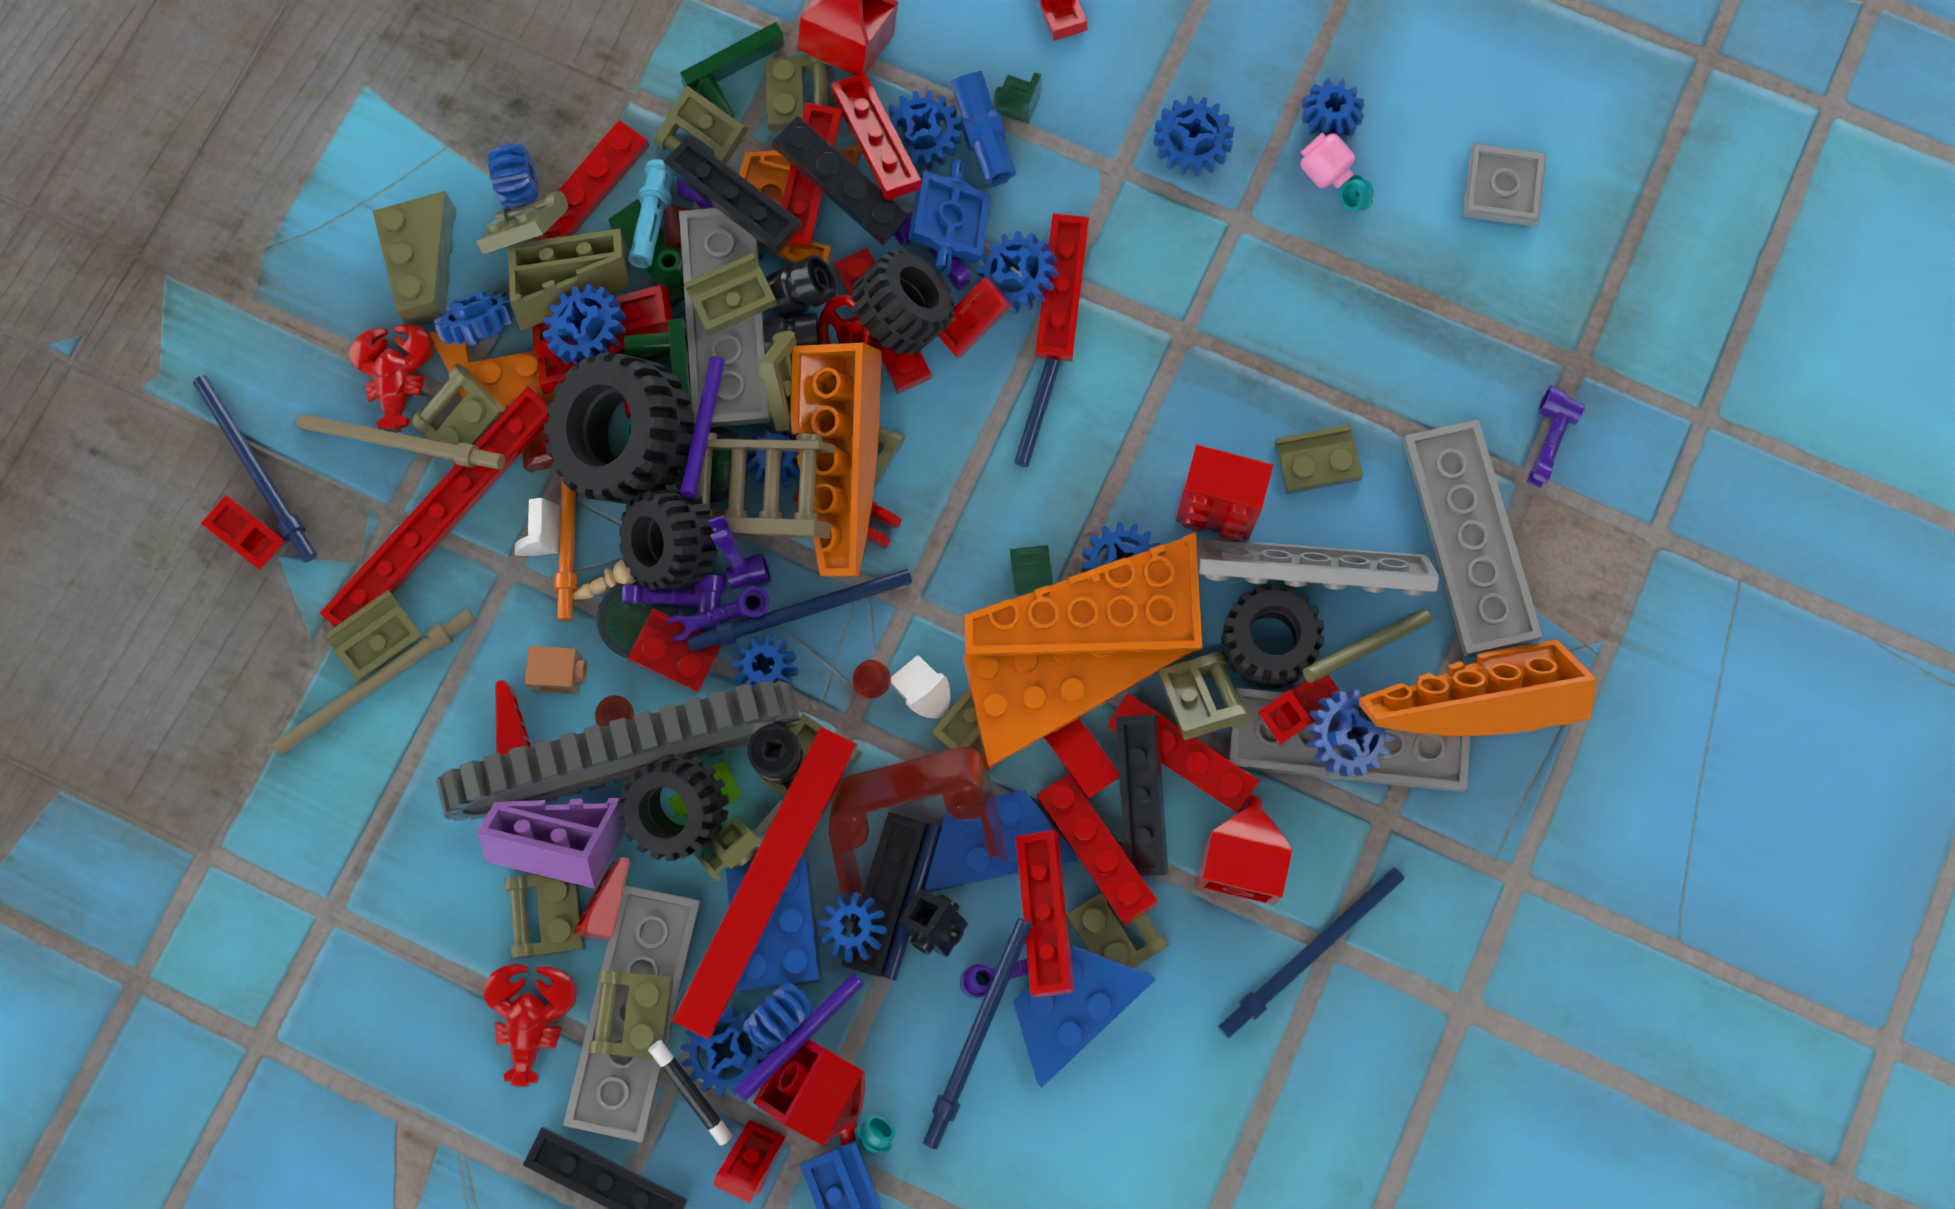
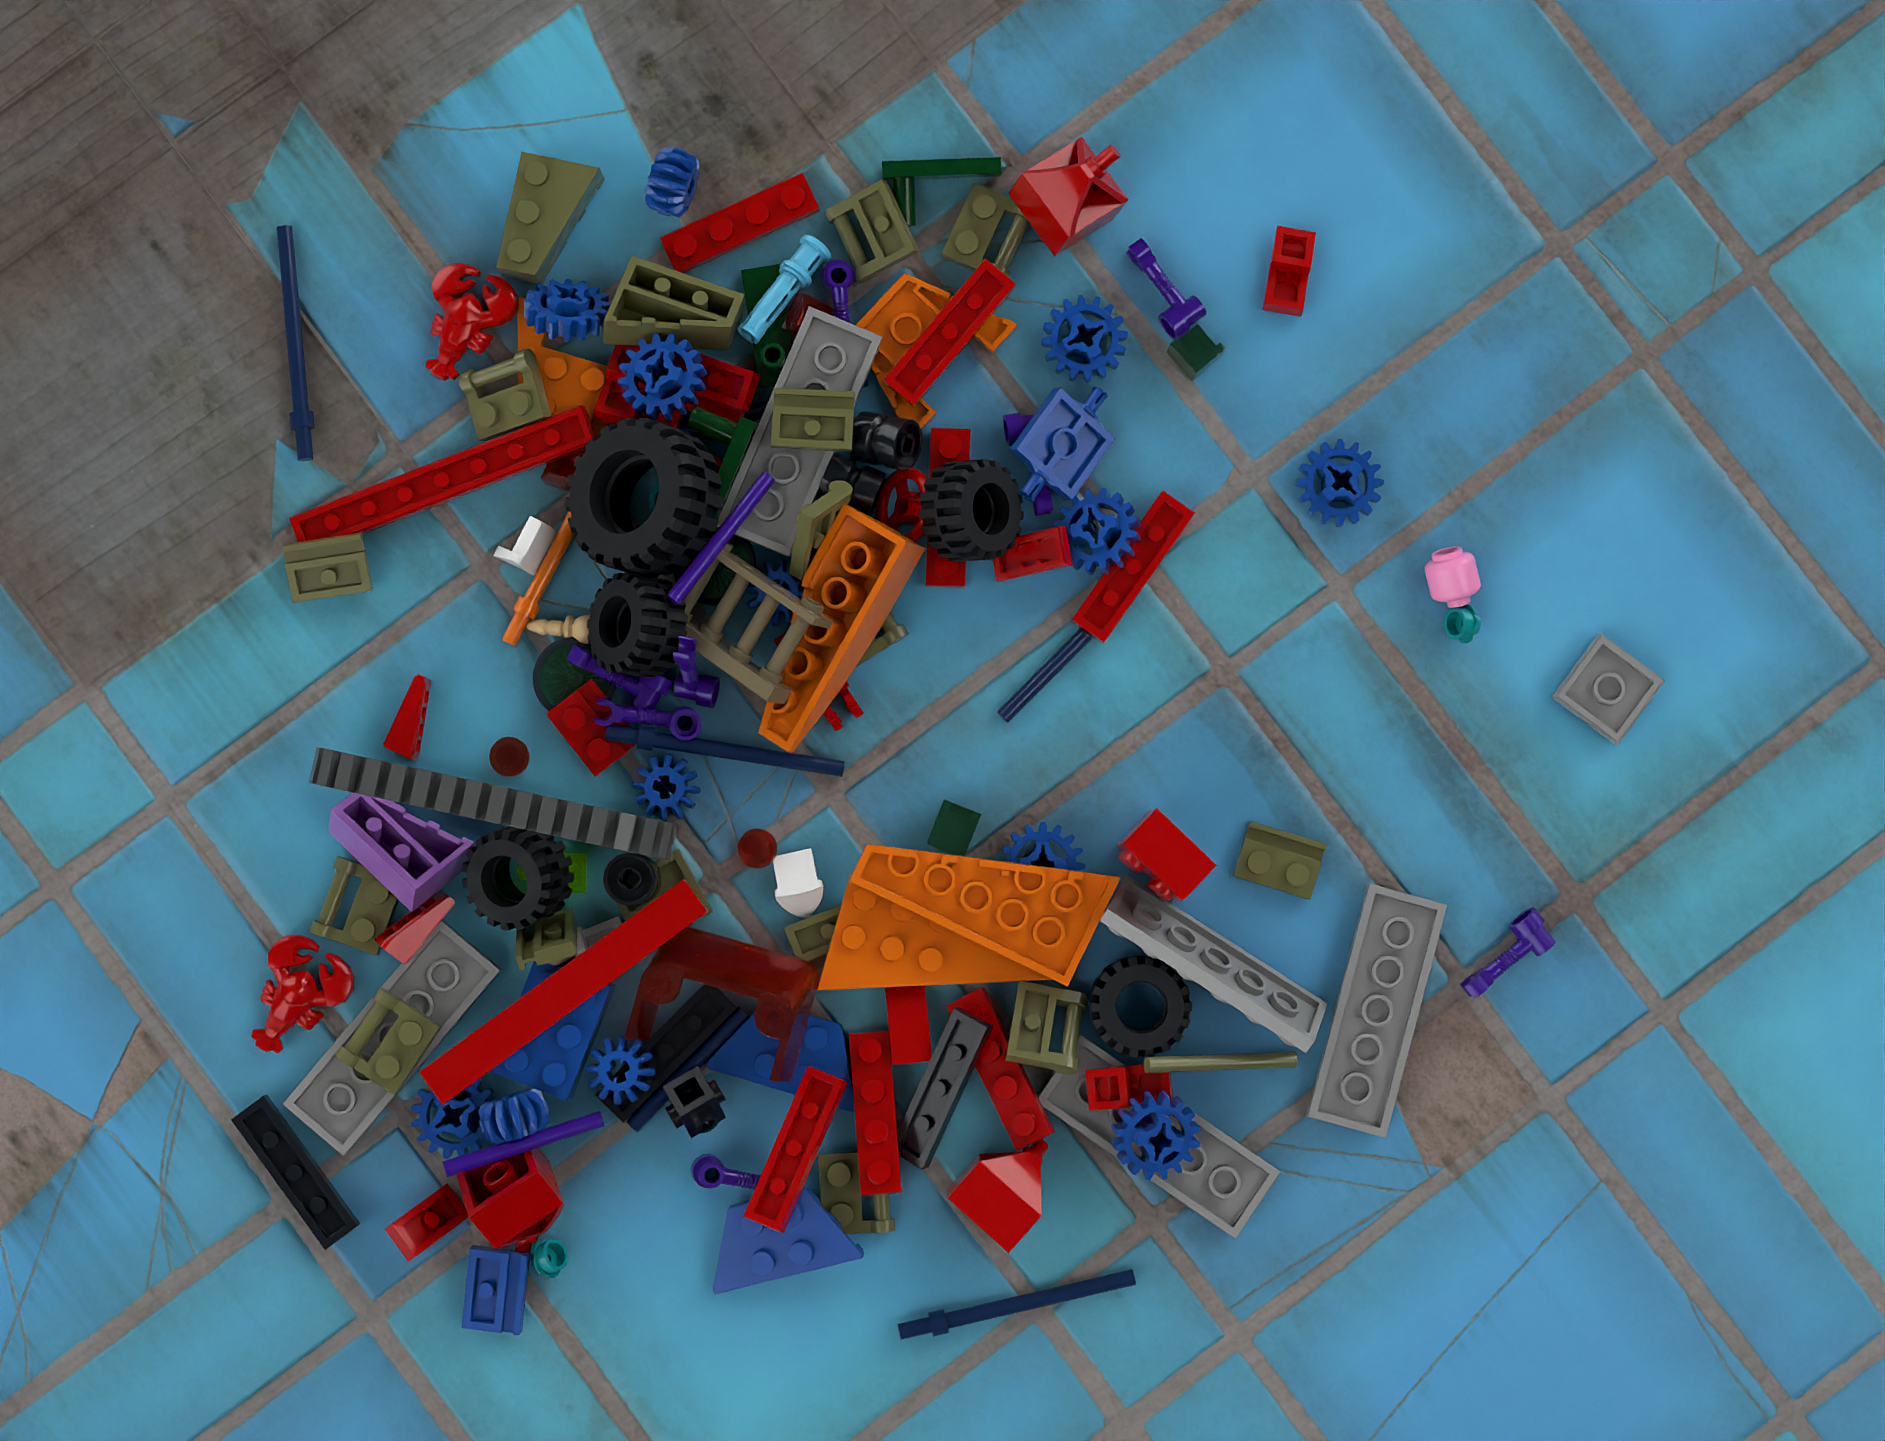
camera: 25 degrees right, 10 degrees up
(243, 532) = (256, 402): red slope -> none
(438, 637) = (385, 599): dark tan bar -> none
(463, 453) = (490, 440): dark tan bar -> none
(522, 223) = (656, 238): olive plate -> none
(555, 670) = (476, 688): nougat brick -> none
(690, 1092) = (406, 1136): black bar -> none
(732, 195) = (865, 320): black plate -> none
(840, 180) = (975, 357): black plate -> none
(876, 136) = (1033, 328): plate -> none
(947, 1105) = (625, 1264): dark blue bar -> none
(983, 128) = (1143, 368): blue piece -> none
(992, 70) = (1182, 313): none -> dark purple brick
(1319, 108) = (1478, 514): blue gear -> none
(1495, 695) = (1306, 1169): orange wedge -> none

